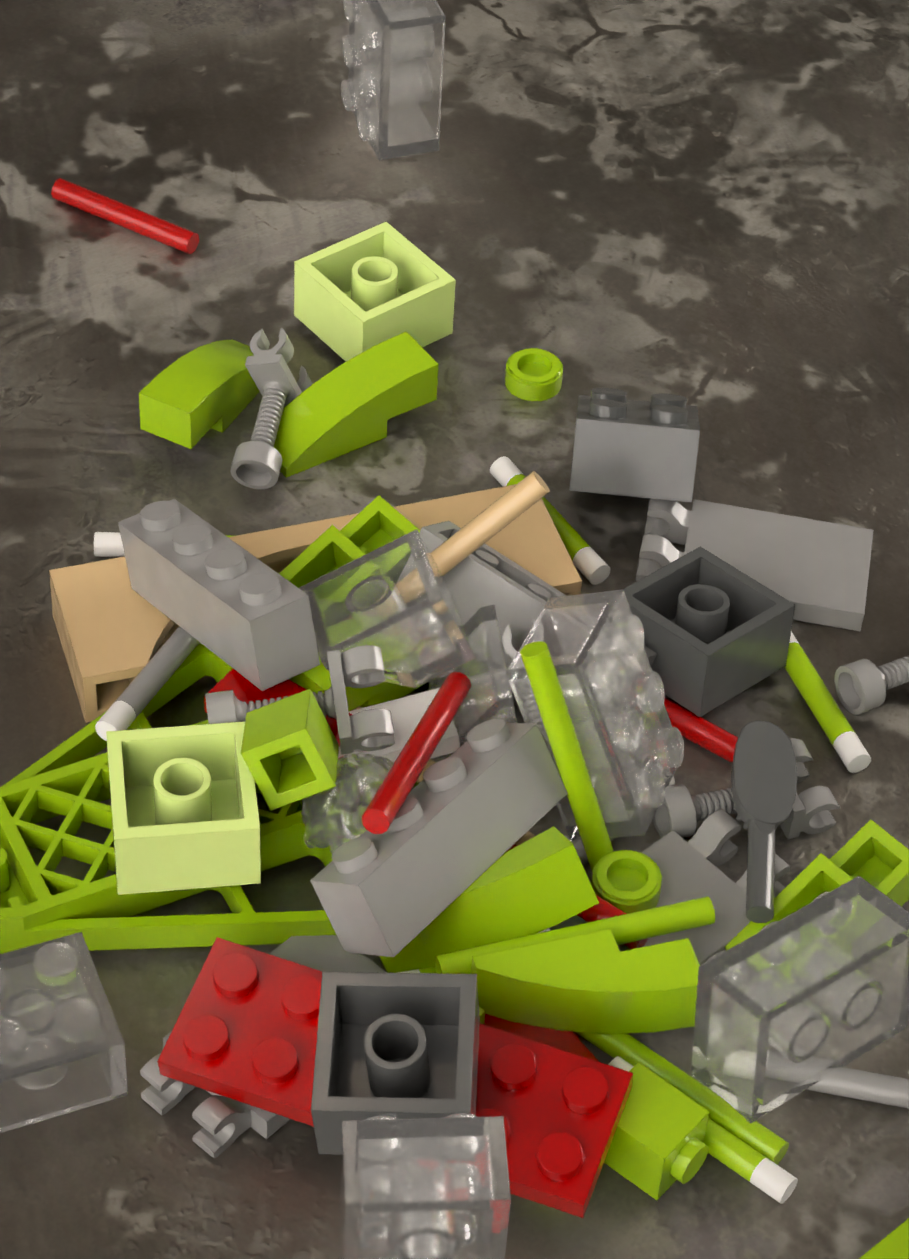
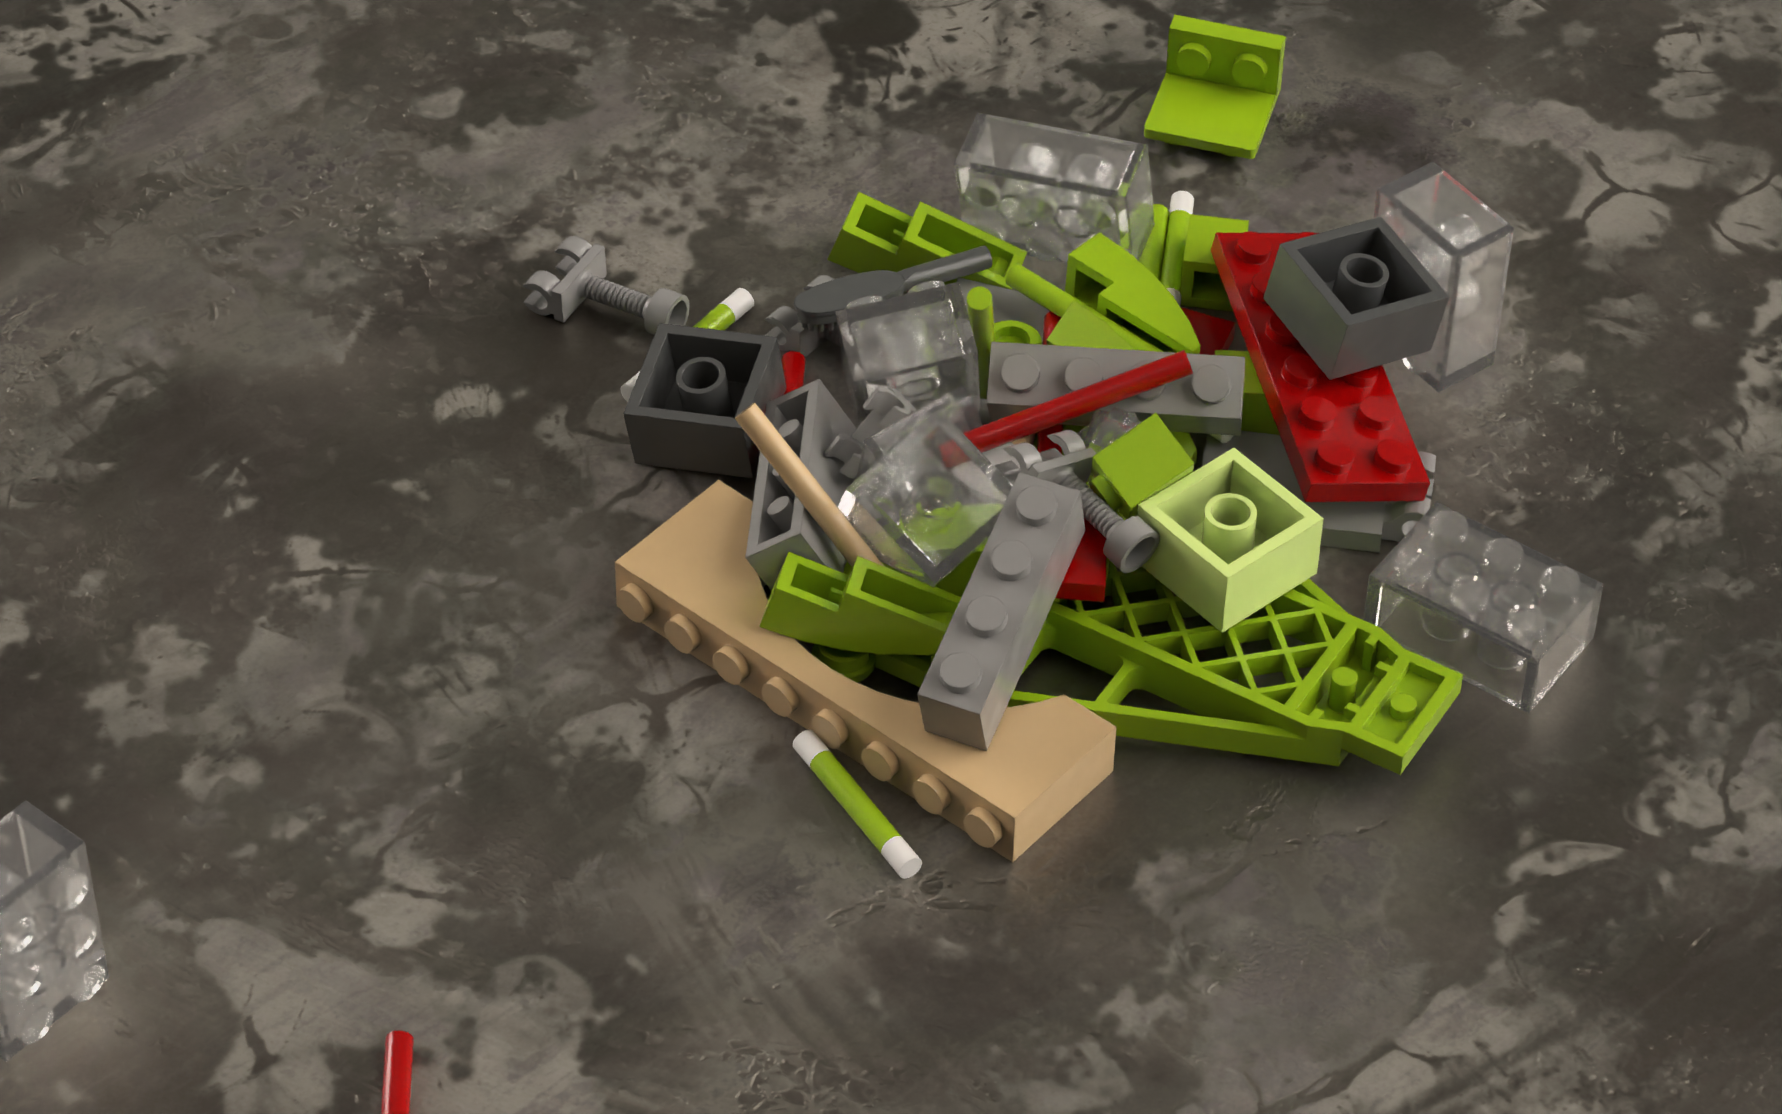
camera: 120 degrees left, 0 degrees up
(147, 683) = (1089, 682): light grey bar -> none
(198, 393) = (640, 879): lime slope -> none
(257, 461) = (715, 795): light grey bar -> none
(355, 402) = (584, 763): lime slope -> none
(372, 292) = (419, 803): yellowish green brick -> none
(533, 374) = (405, 681): lime tile -> none
(581, 553) = (599, 595): white bar -> none
(635, 446) = (512, 516): brick -> none
(802, 559) = (551, 430): light grey tile -> none

